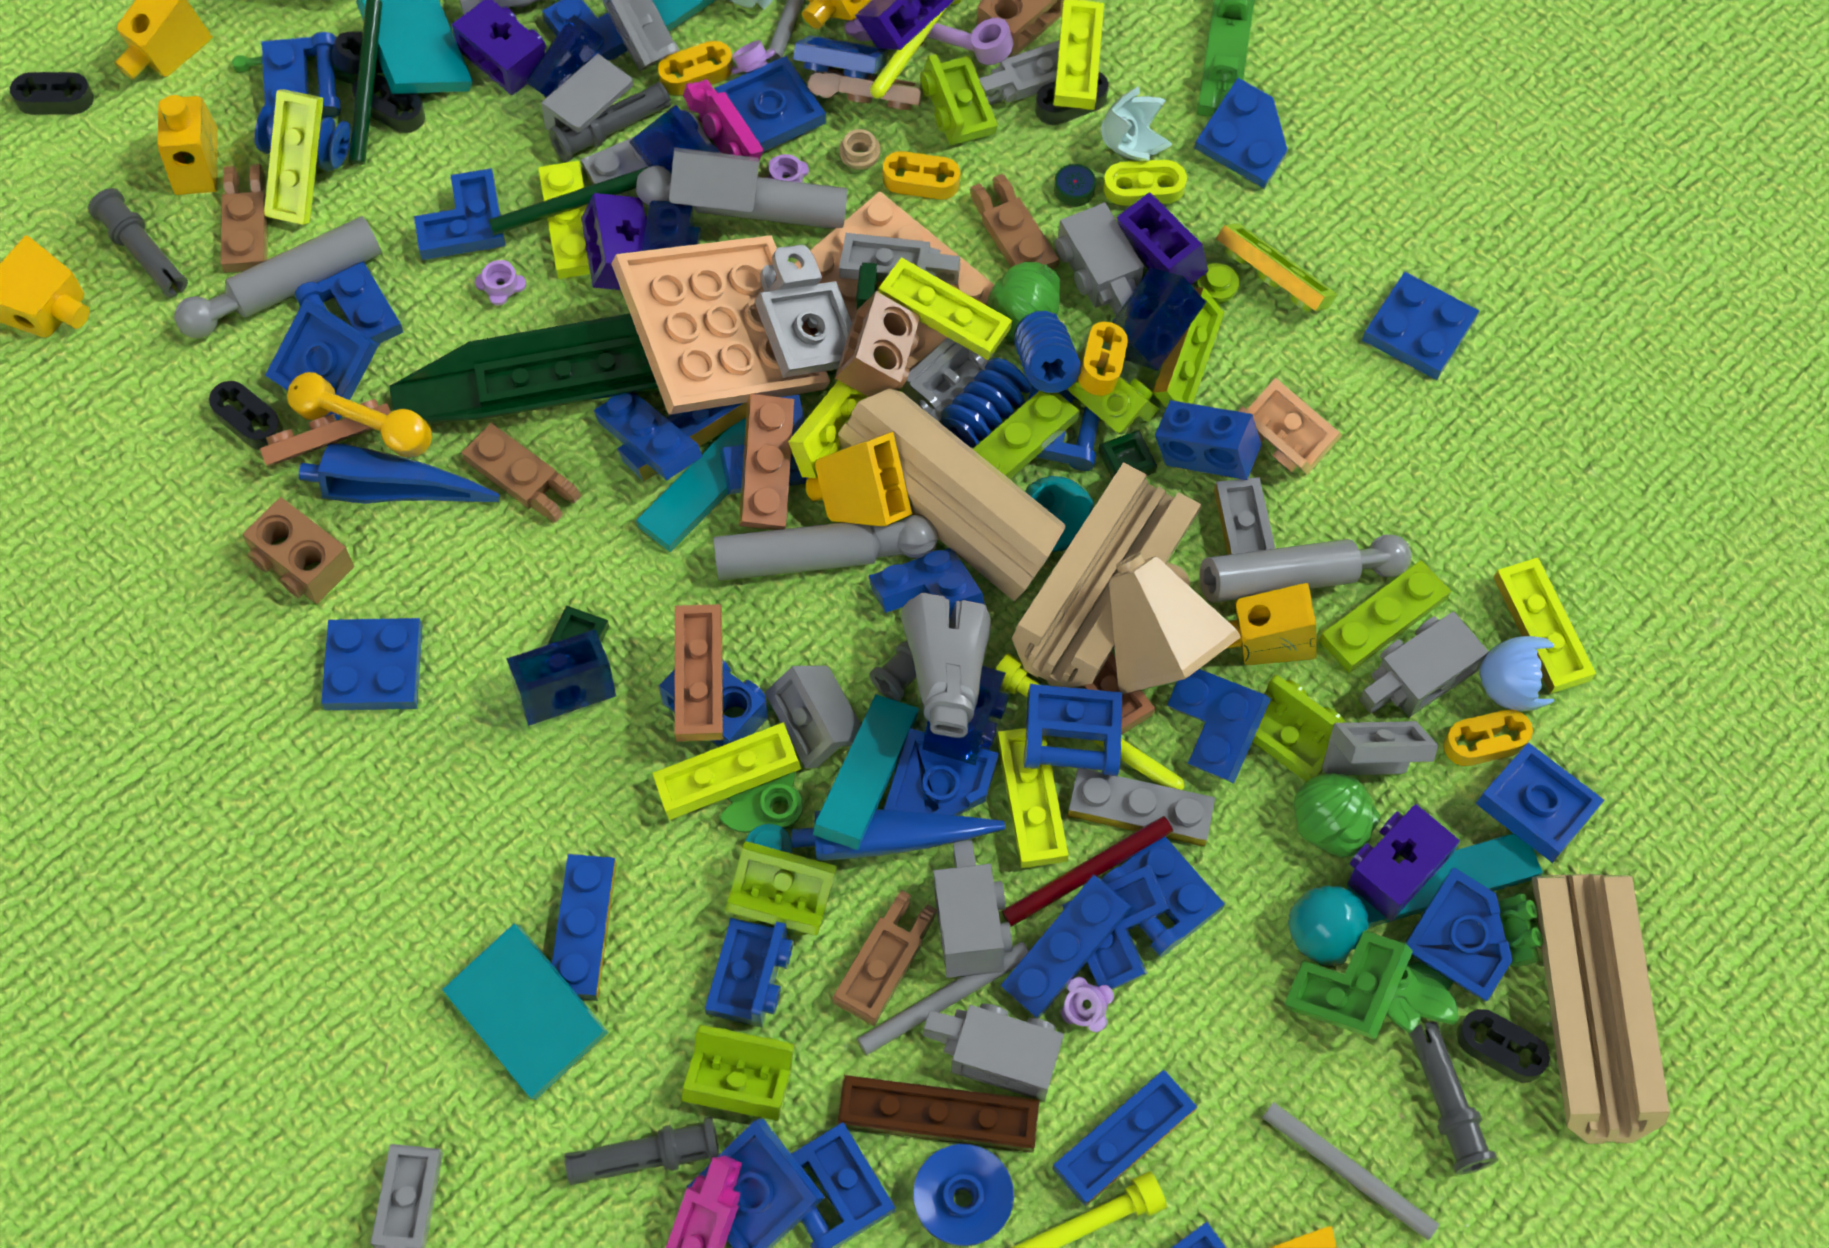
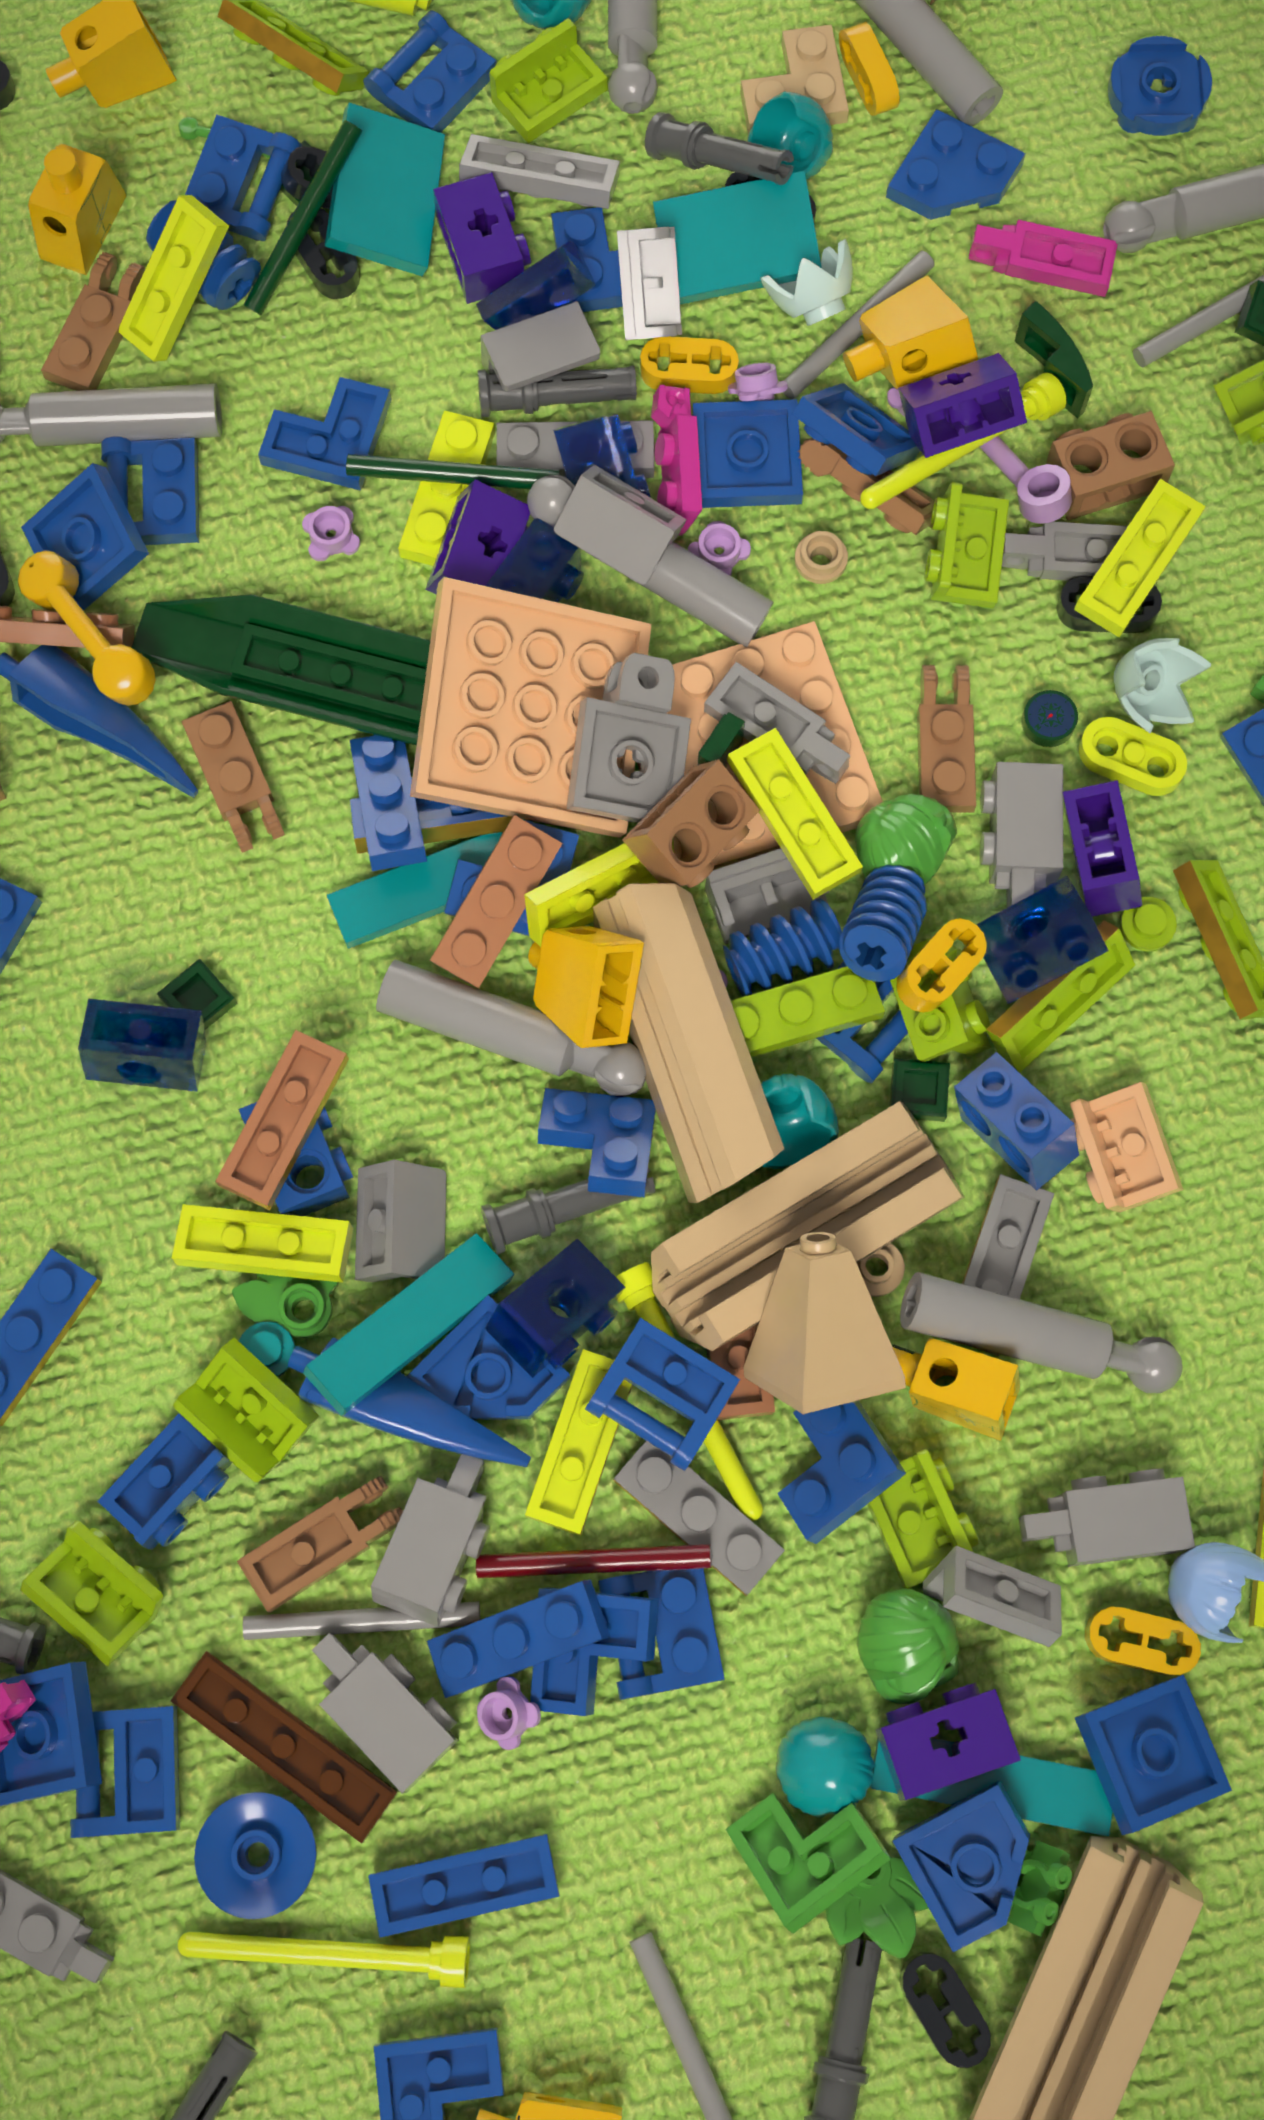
camera: 30 degrees right, 10 degrees up
(921, 175) = (872, 626): yellow beam -> none
(947, 658) = (557, 1247): light grey piece -> none
(1384, 616) = (1109, 1432): lime plate -> none

